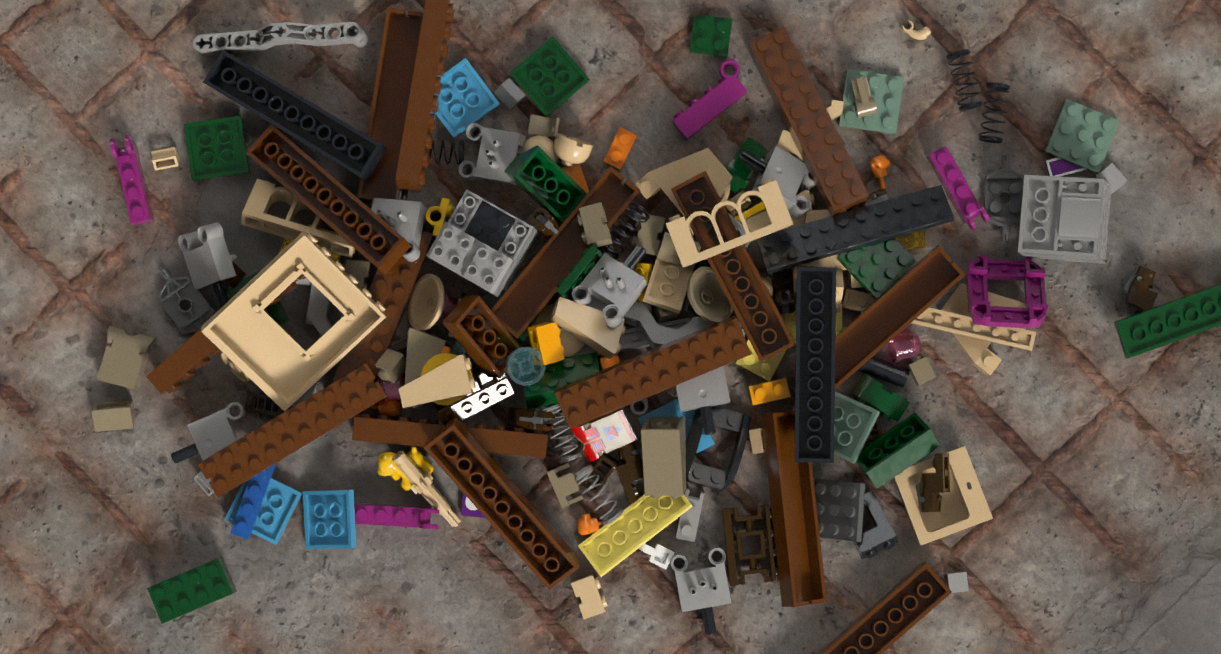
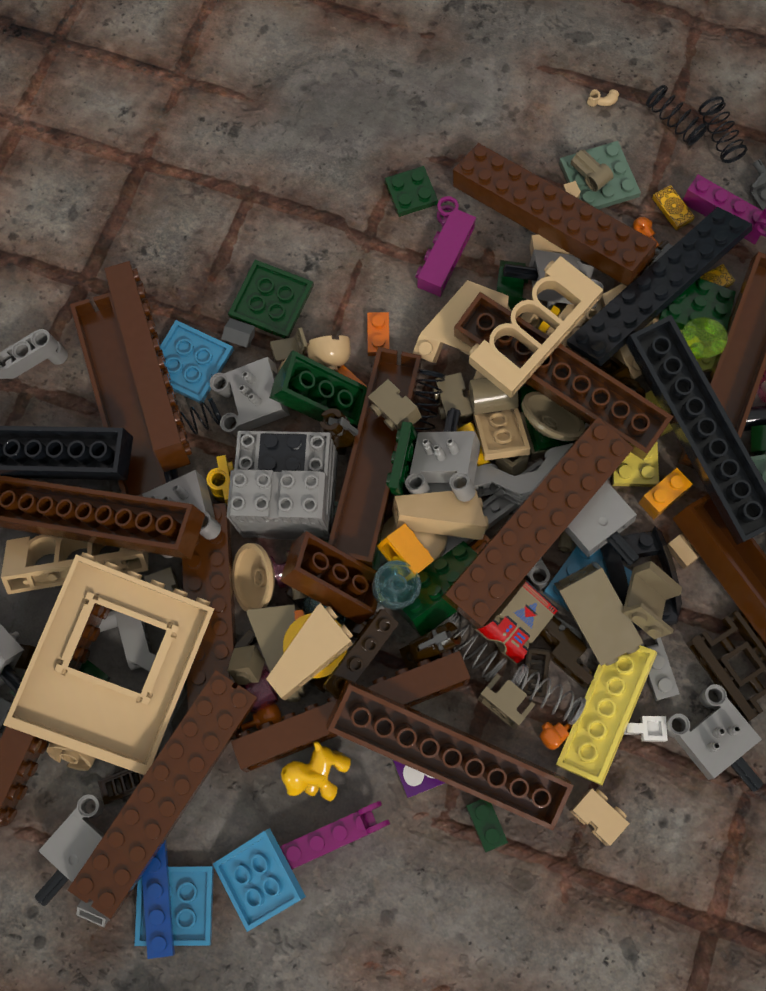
camera: 20 degrees left, 15 degrees down
(422, 484) = (347, 781): tan piece -> none
(507, 562) = (486, 825): none -> dark green plate
(704, 466) = (647, 597): none -> dark tan panel
(858, 292) = (705, 337): none -> clear neon green dish
(915, 159) = (673, 207): none -> tile

